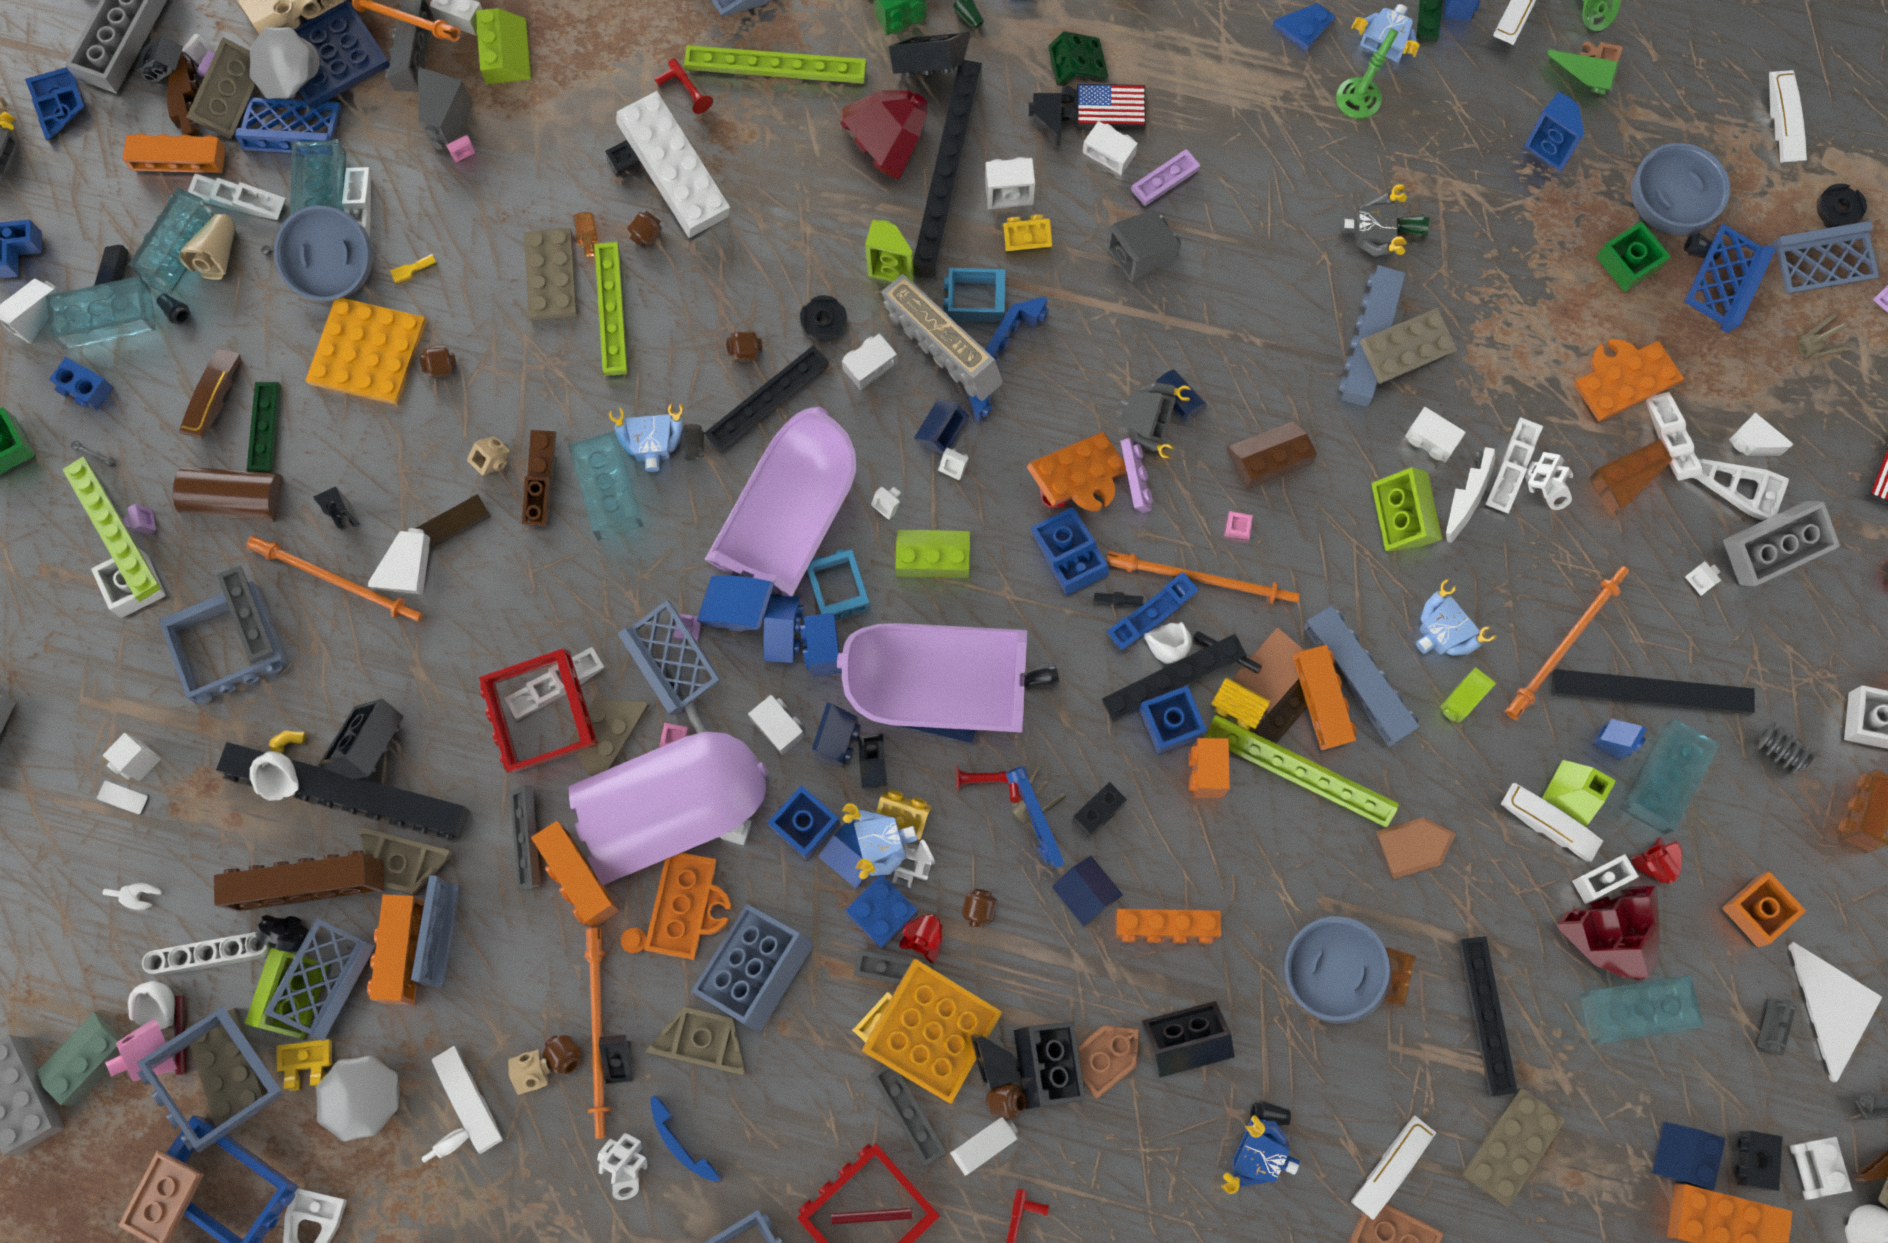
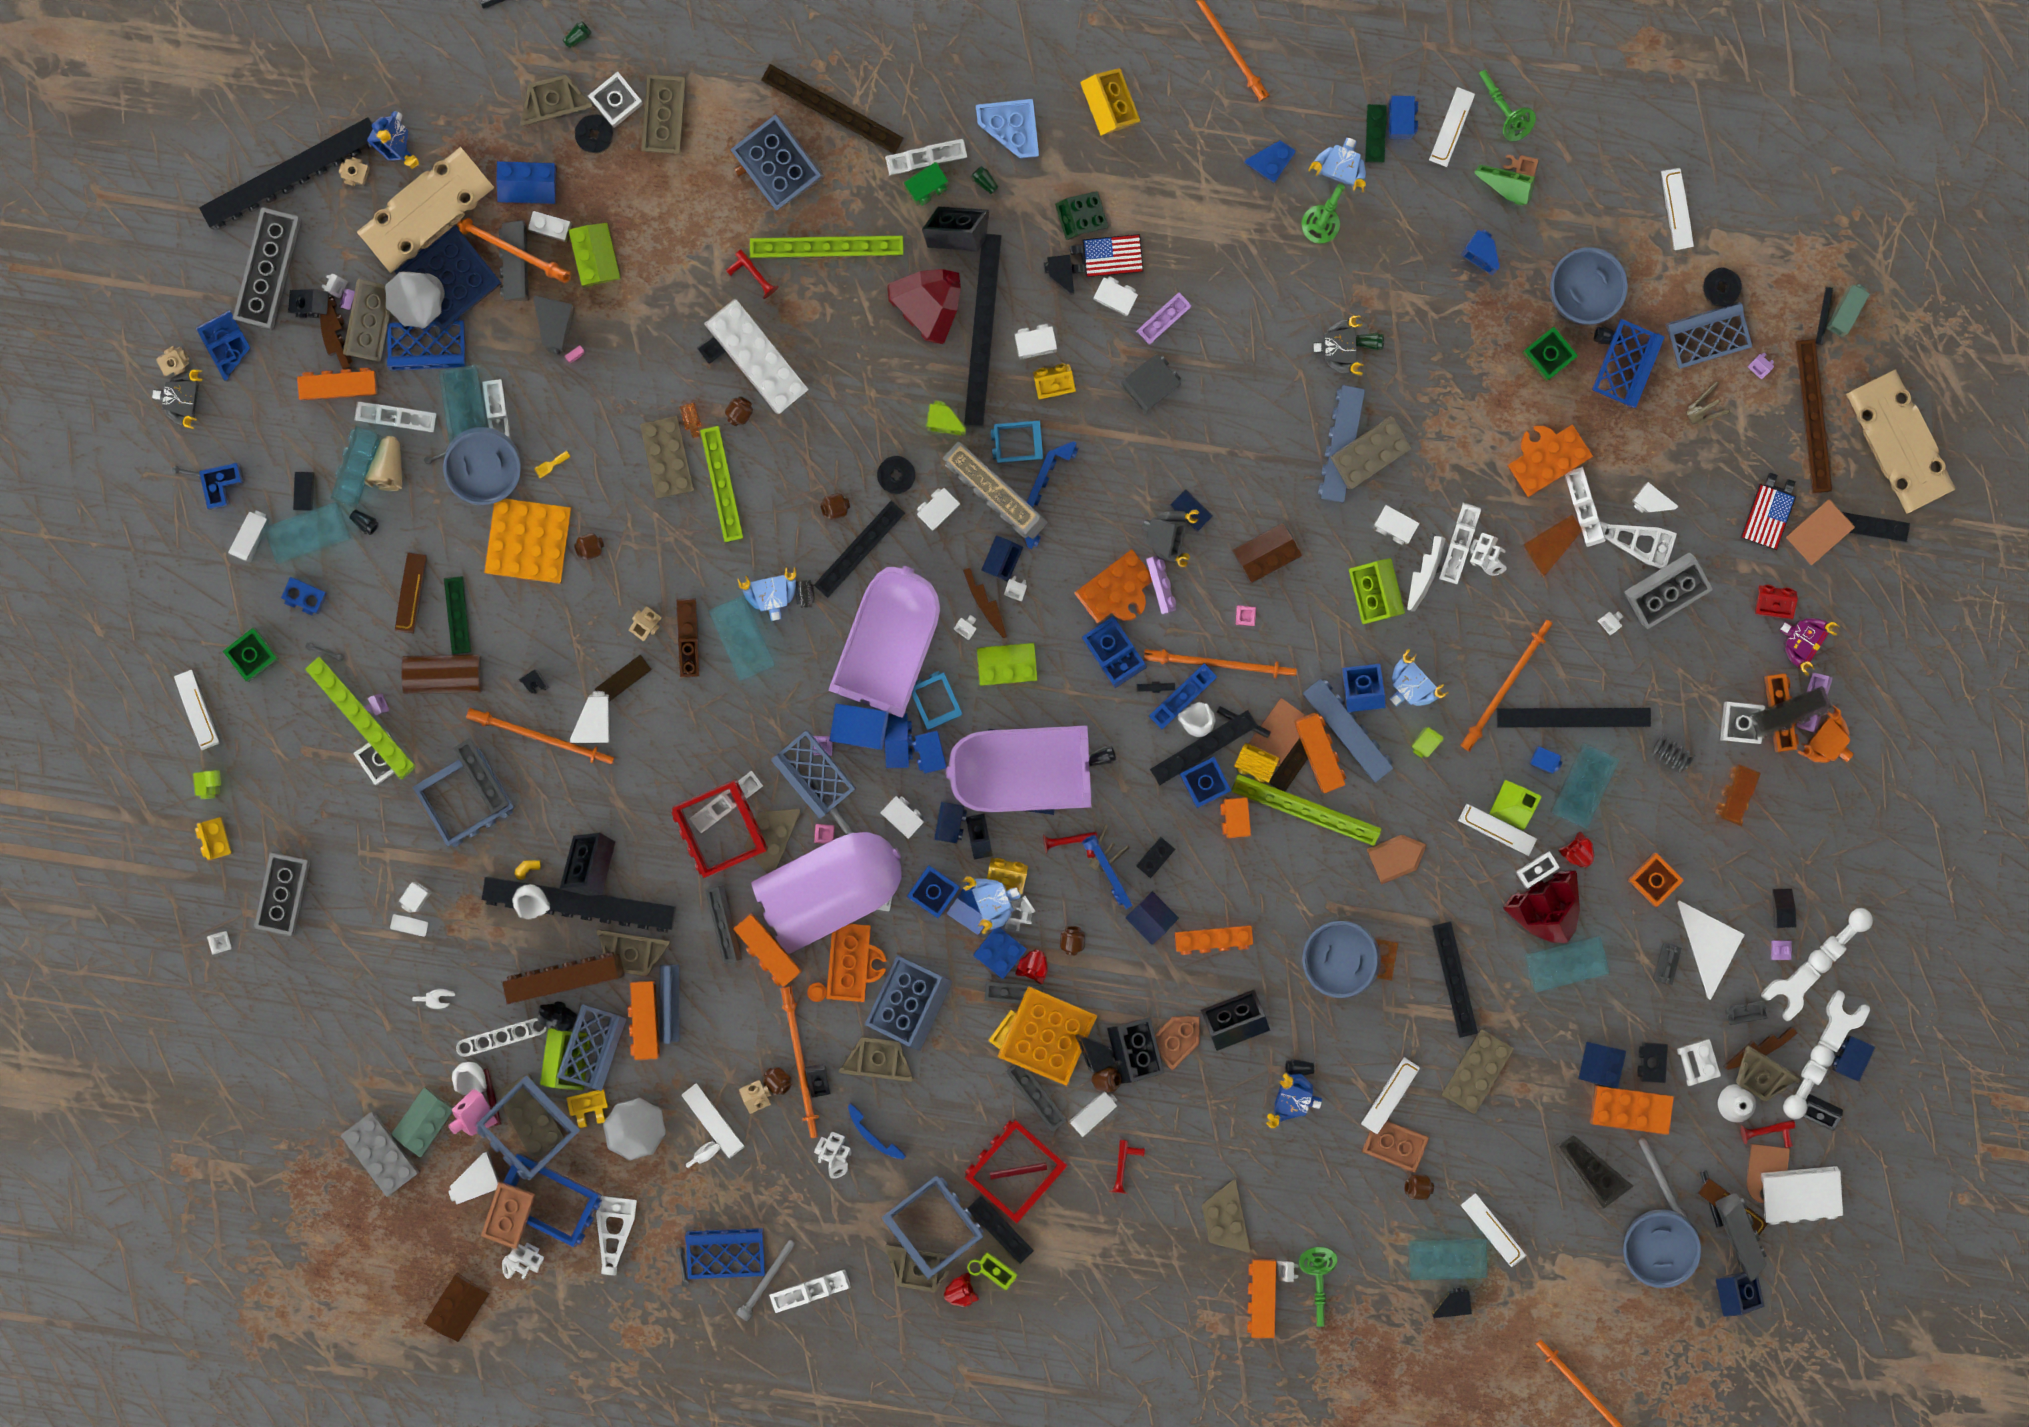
camera: 10 degrees left, 15 degrees up
(132, 1145) = (475, 1181): none -> white slope
(916, 480) = (989, 609): none -> reddish brown slope
(1386, 622) = (1363, 688): none -> blue brick

